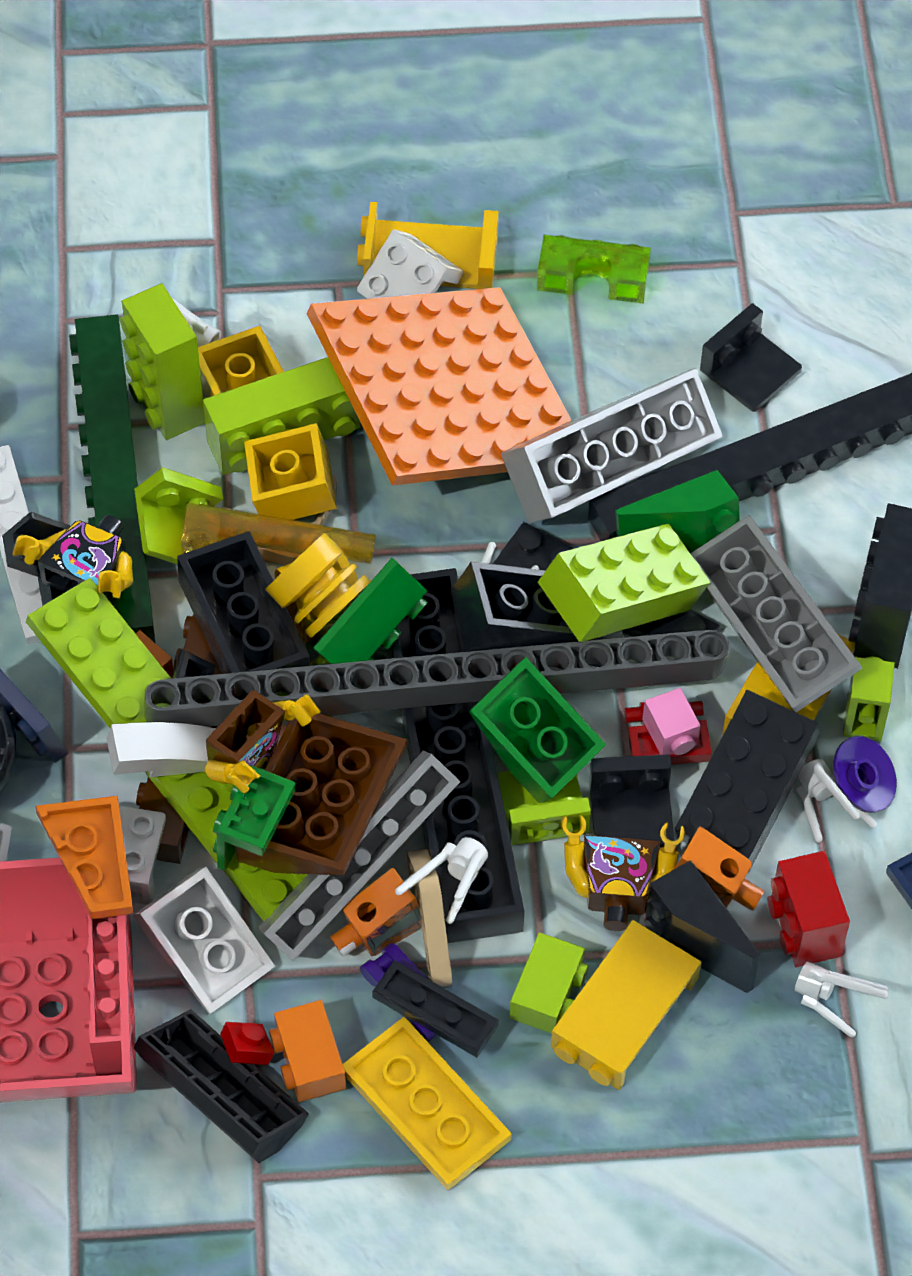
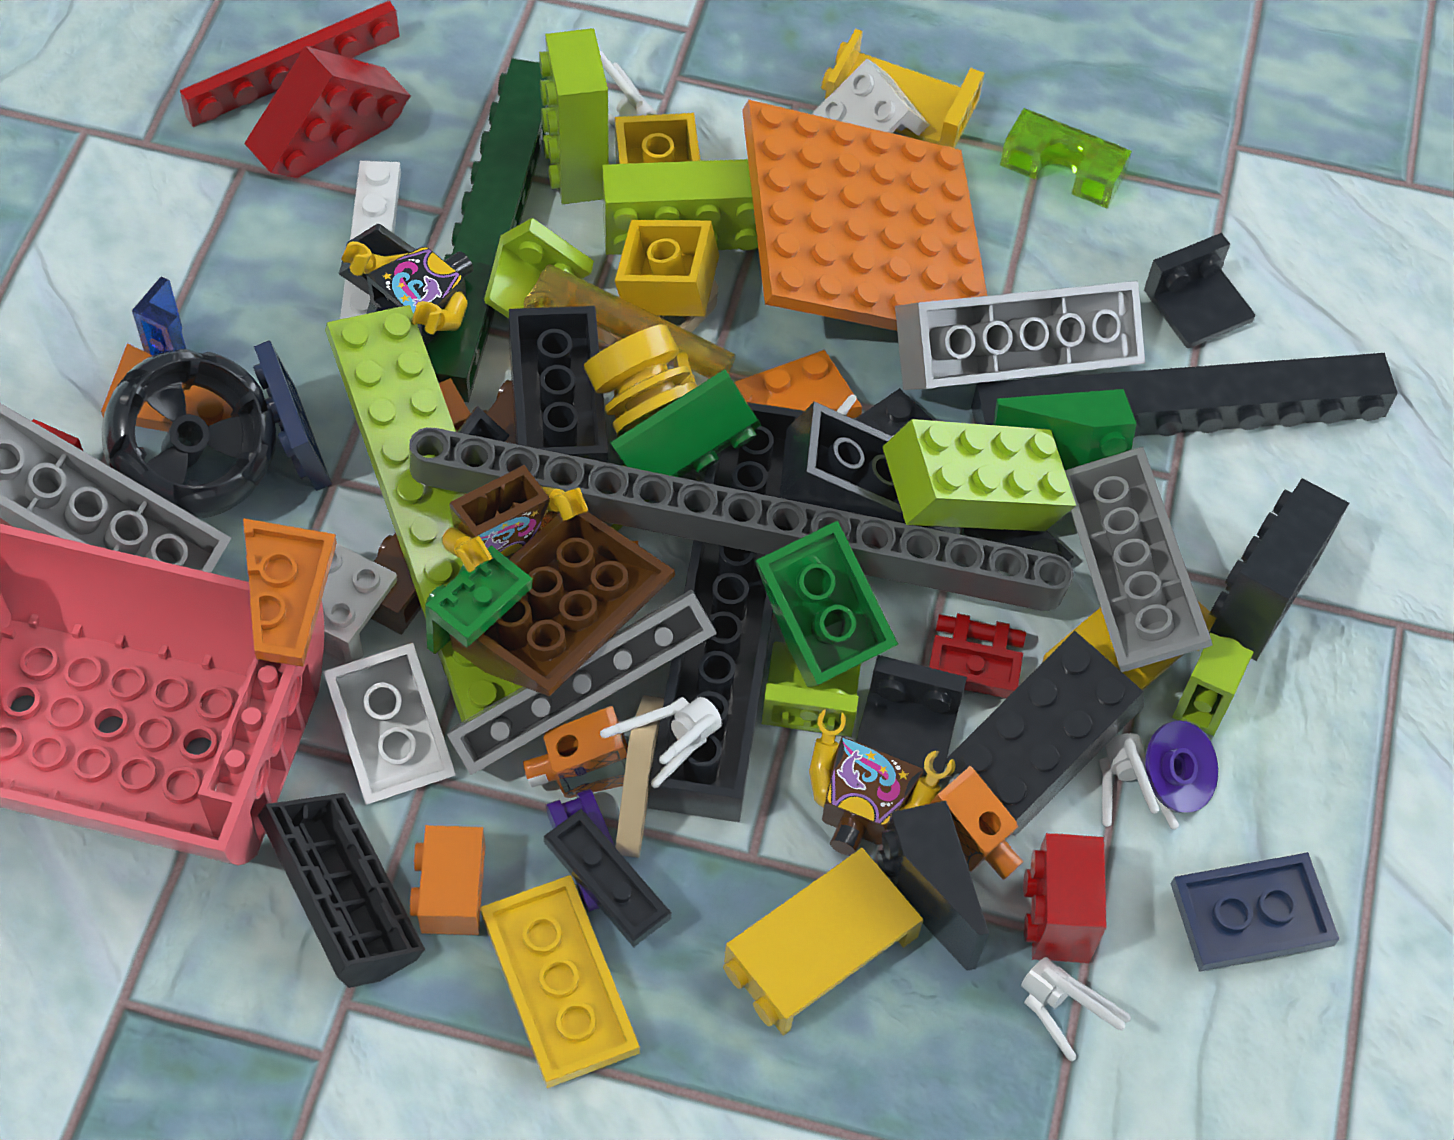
camera: 15 degrees right, 0 degrees up
(158, 748) = (403, 497): white slope -> none
(247, 1043) = (389, 849): red plate -> none
(437, 545) = (799, 385): none -> orange wing
(548, 982) = (744, 887): lime brick -> none
(671, 723) = (982, 644): bright pink brick -> none

